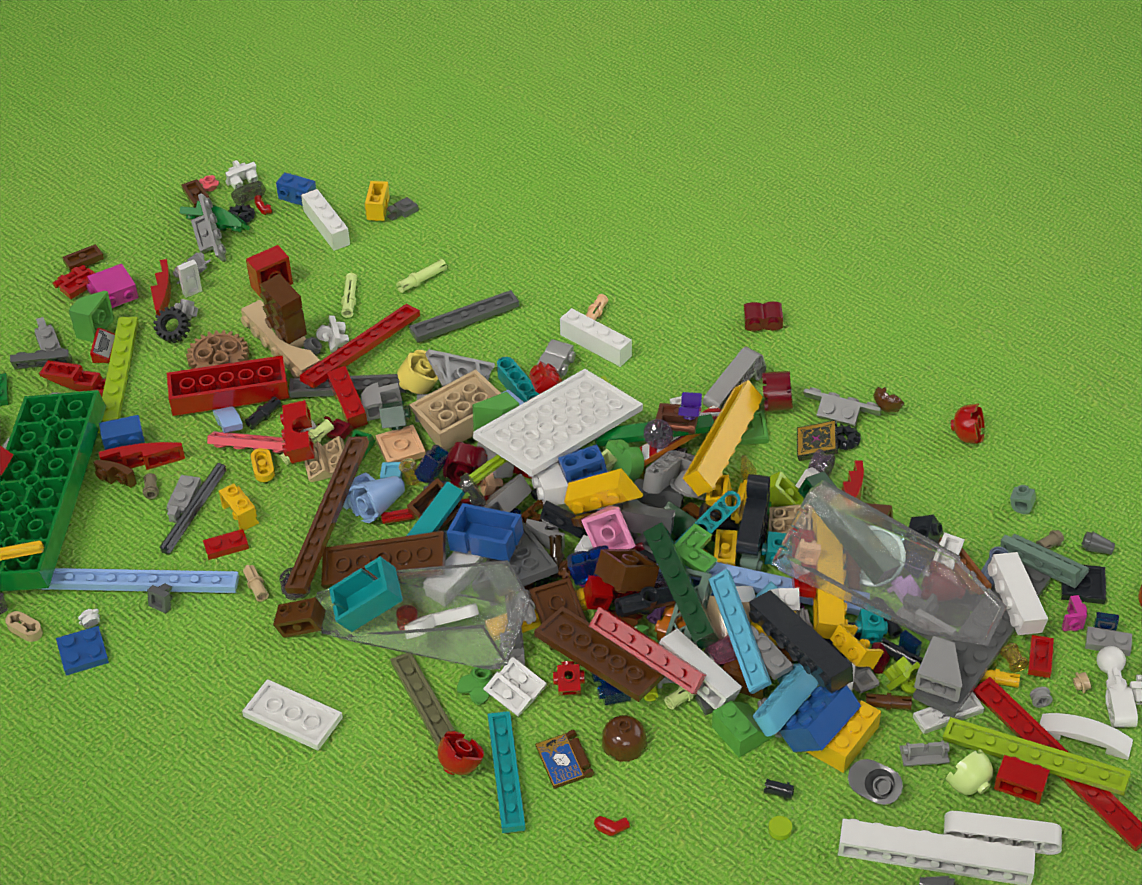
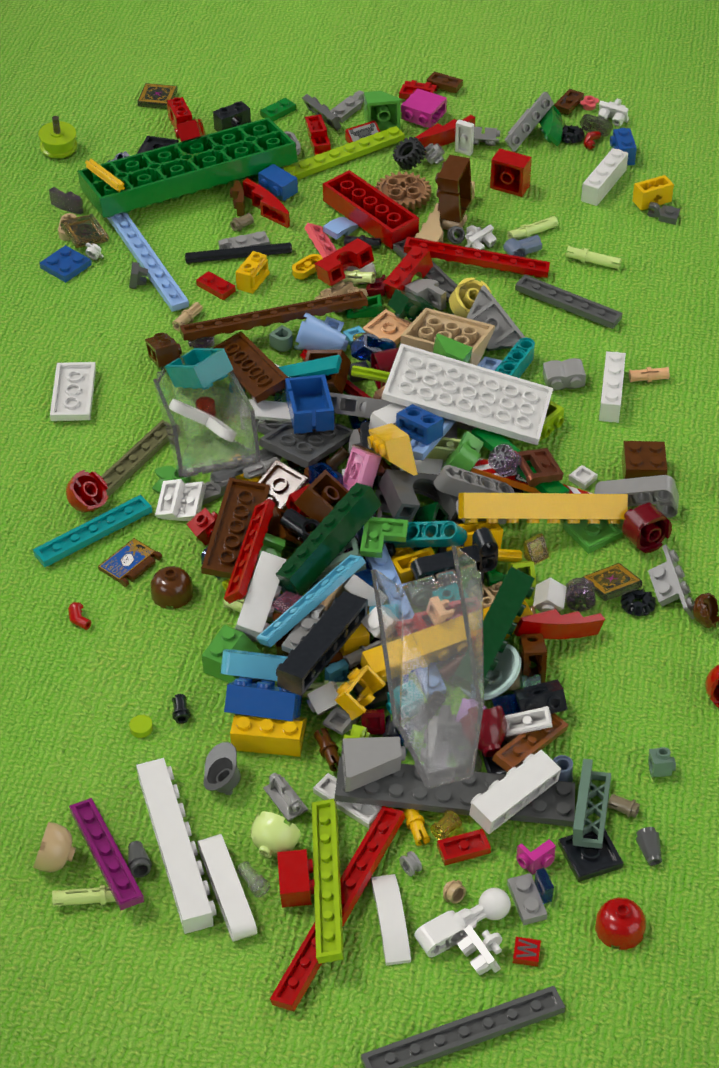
camera: 60 degrees right, 0 degrees up
(49, 613) = (84, 230): none -> clear smoke tile
(353, 524) = (281, 339): none -> sand green plate
(369, 313) = (522, 247): none -> sand blue piece
(468, 485) = (344, 375): clear smoke plate -> none
(544, 377) = (527, 370): red brick -> none
(690, 405) = (547, 465): dark purple bracket -> none
(700, 360) = (643, 459): none -> reddish brown brick
(1008, 809) = (256, 883): none -> clear pin

